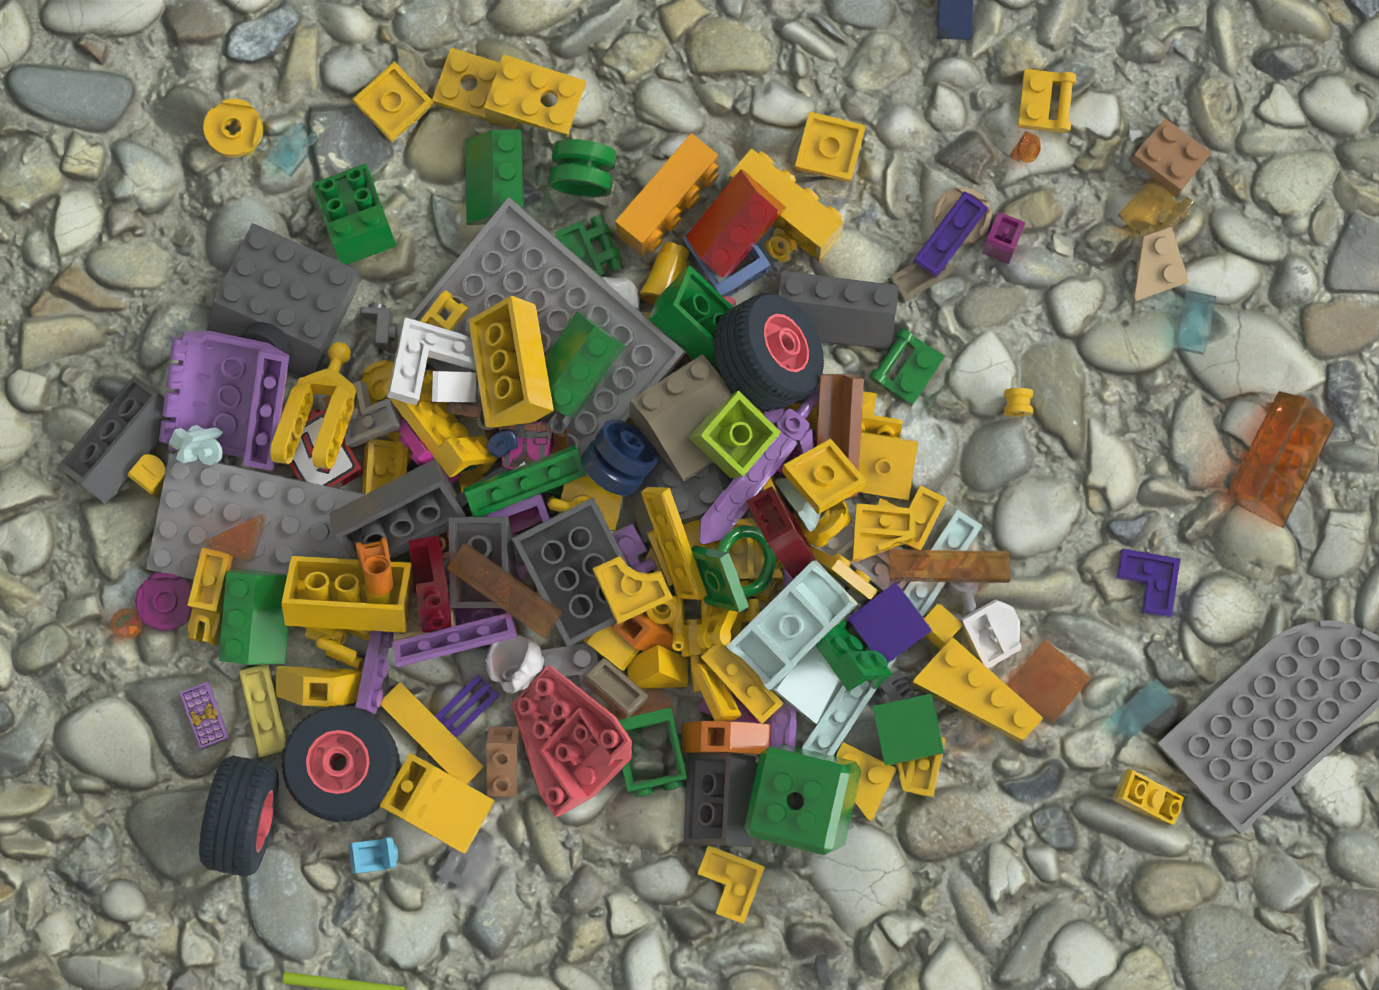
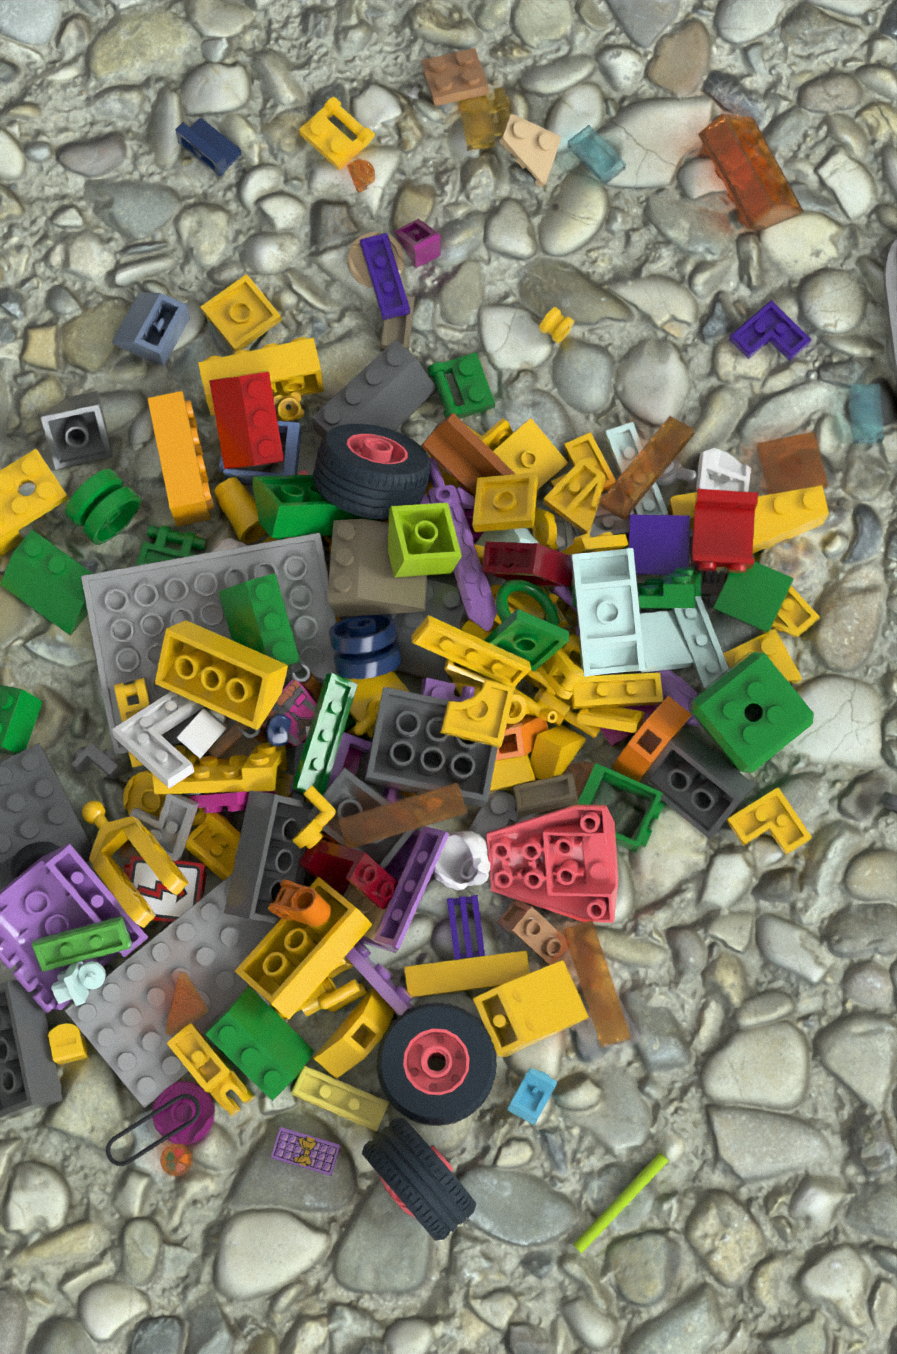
camera: 55 degrees left, 5 degrees down
(132, 601) = (161, 1140): none -> black piece
(227, 425) = (82, 944): none -> bright green tile
(435, 530) = (310, 833): none -> yellow plate
(495, 840) = (596, 984): none -> clear orange tile
(632, 98) = (77, 431): none -> dark grey slope
(762, 88) = (152, 326): none -> sand blue slope
(937, 667) = (723, 530): none -> red panel

